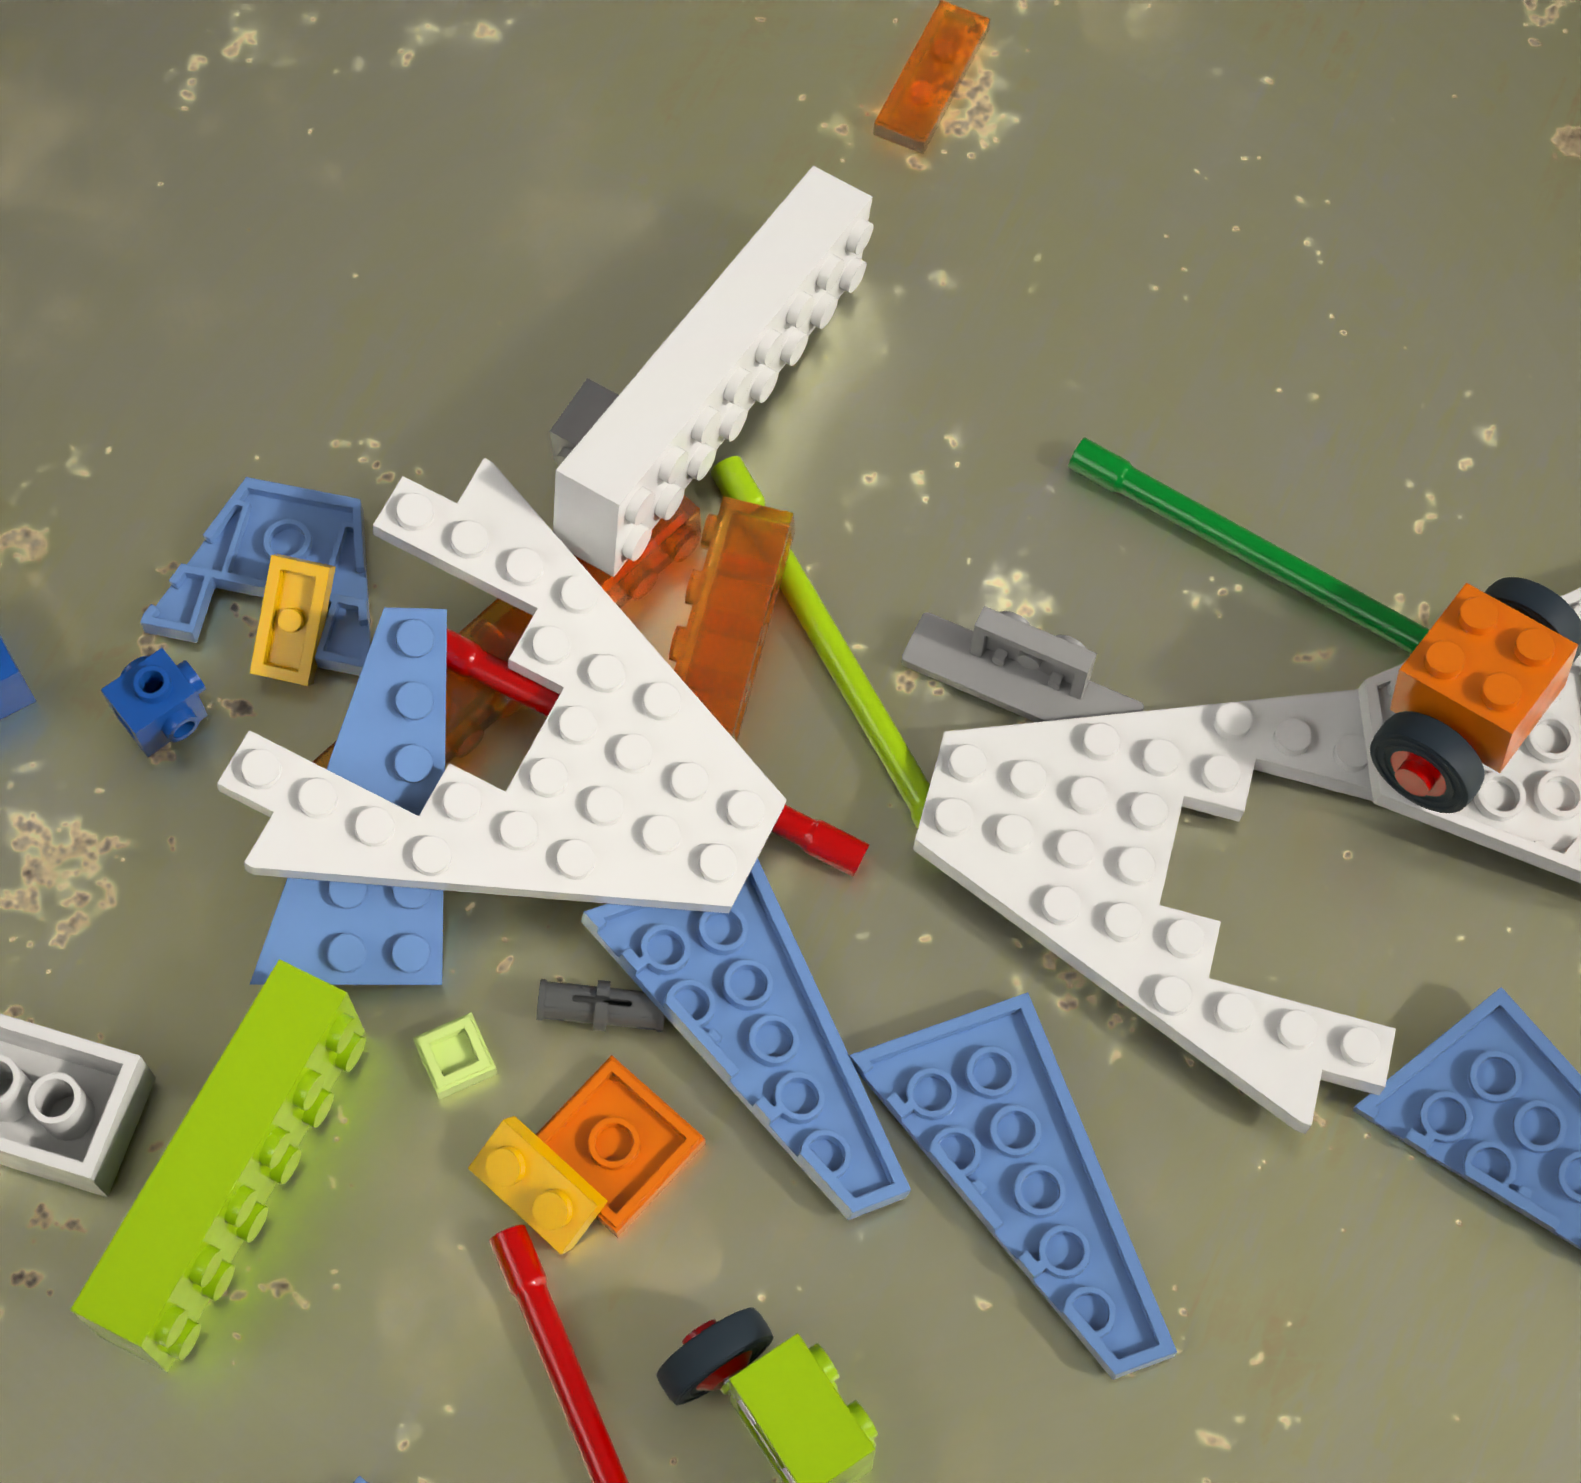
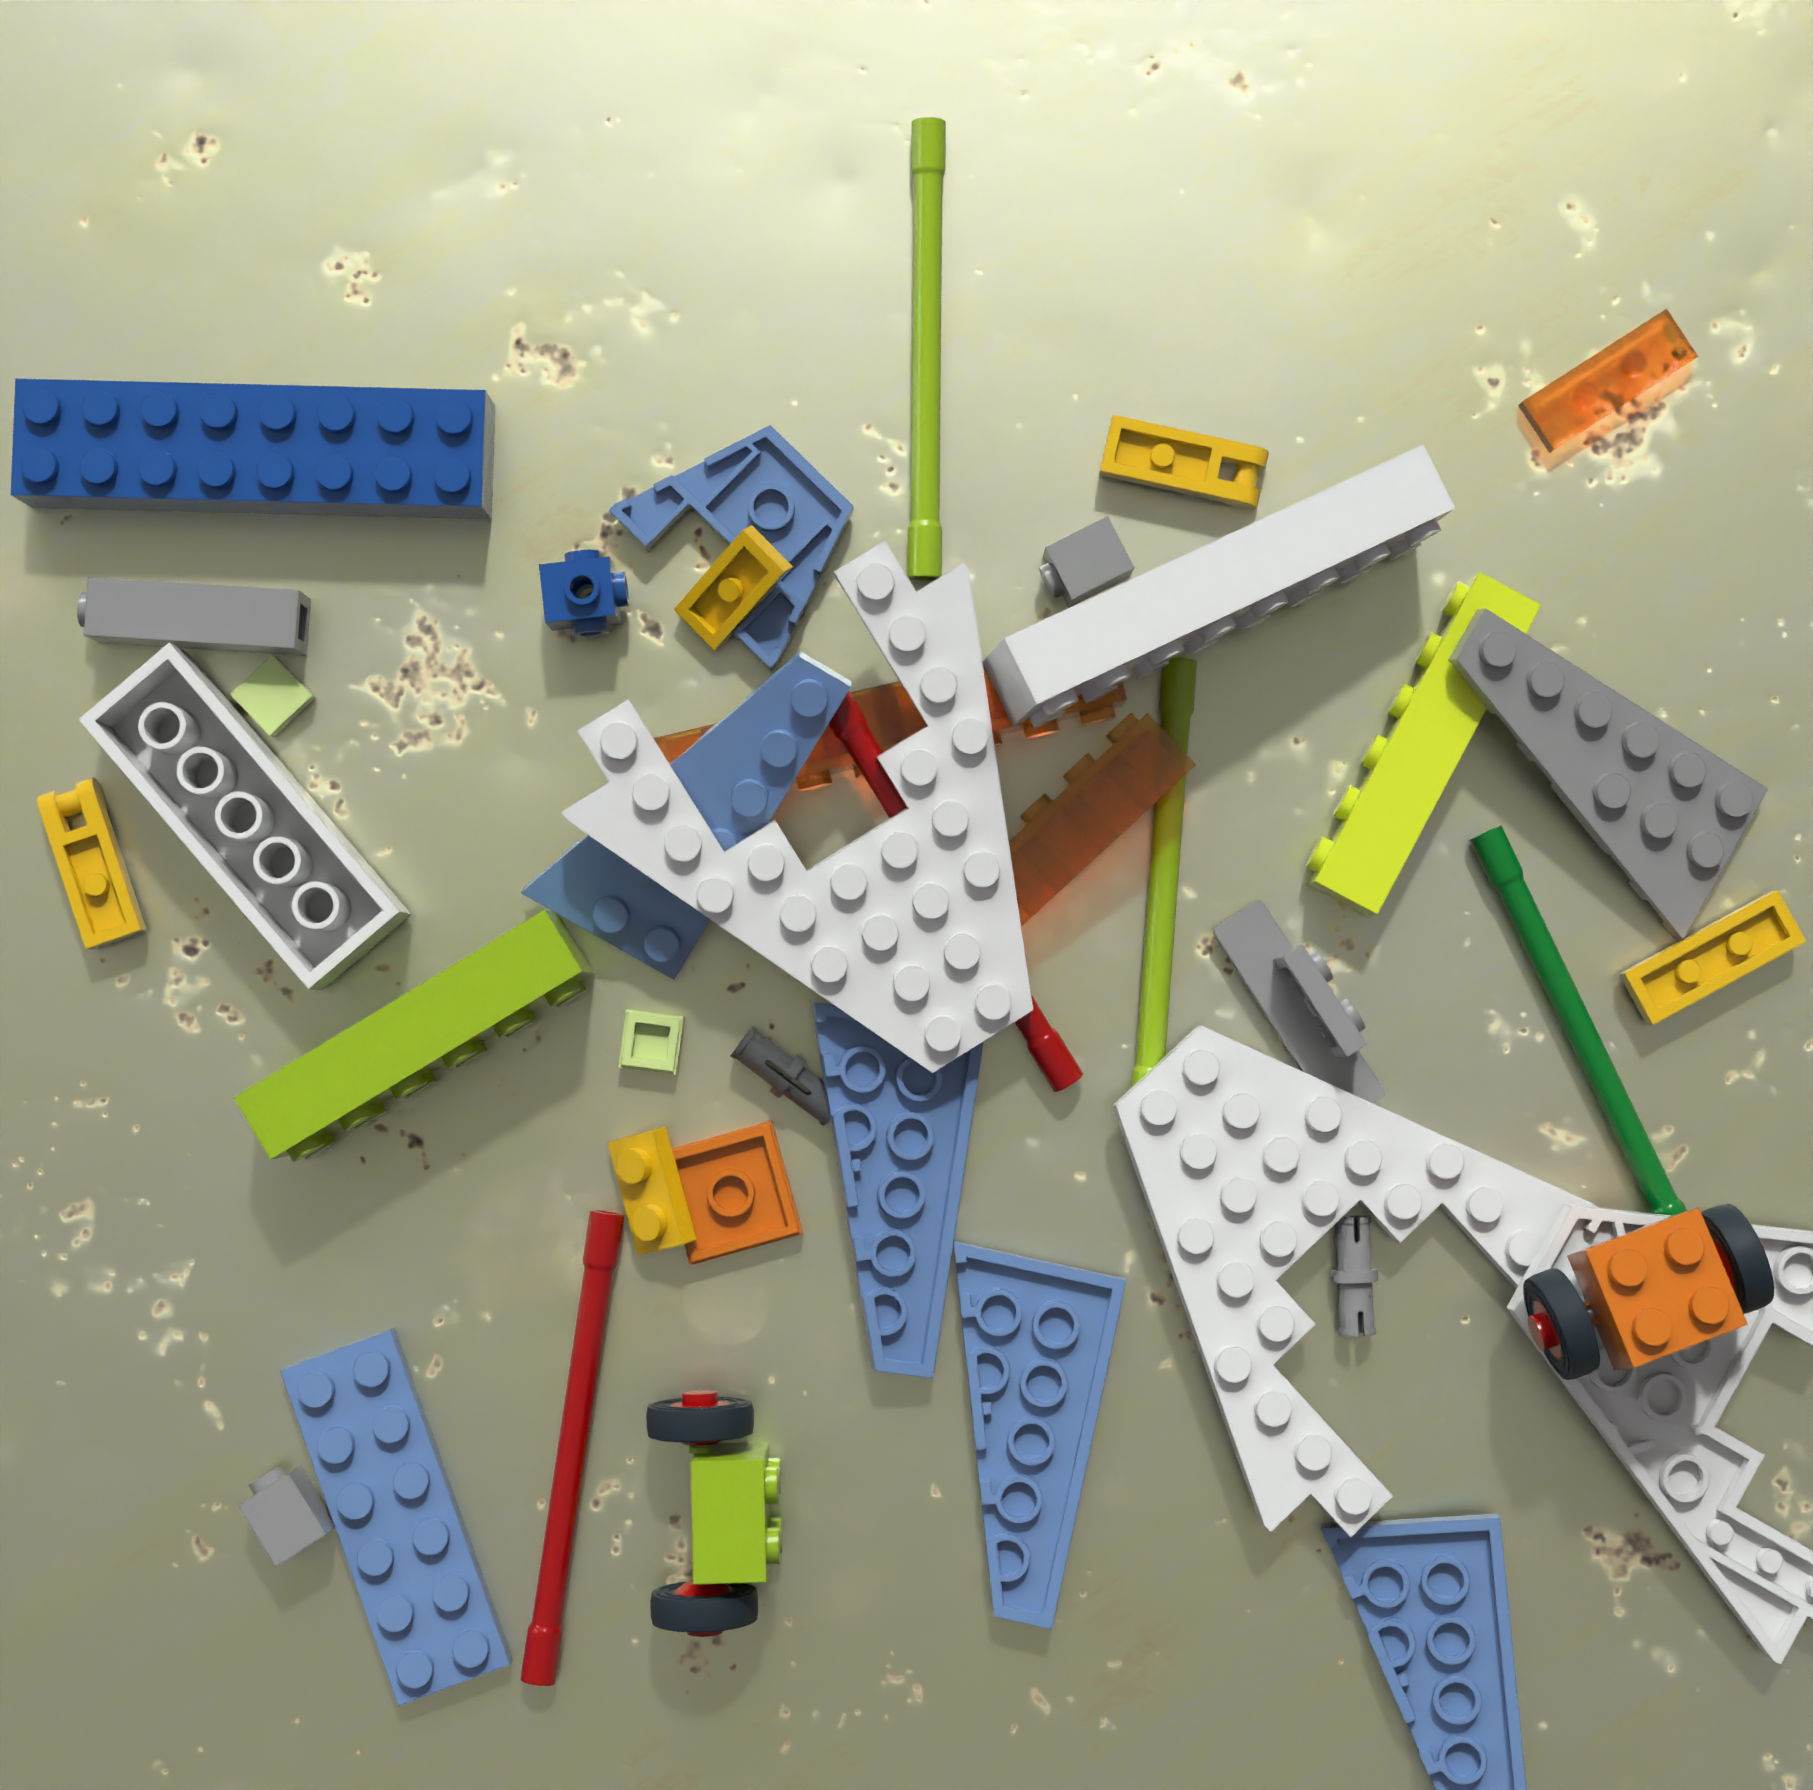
camera: 30 degrees right, 20 degrees up
(265, 223) = (928, 169): none -> lime piece
(619, 315) = (1182, 461): none -> yellow plate
(975, 415) = (1413, 760): none -> neon yellow brick
(1153, 336) = (1627, 777): none -> light grey wing
(1226, 871) = (1354, 1276): none -> light grey pin
(1332, 438) = (1712, 957): none -> yellow plate

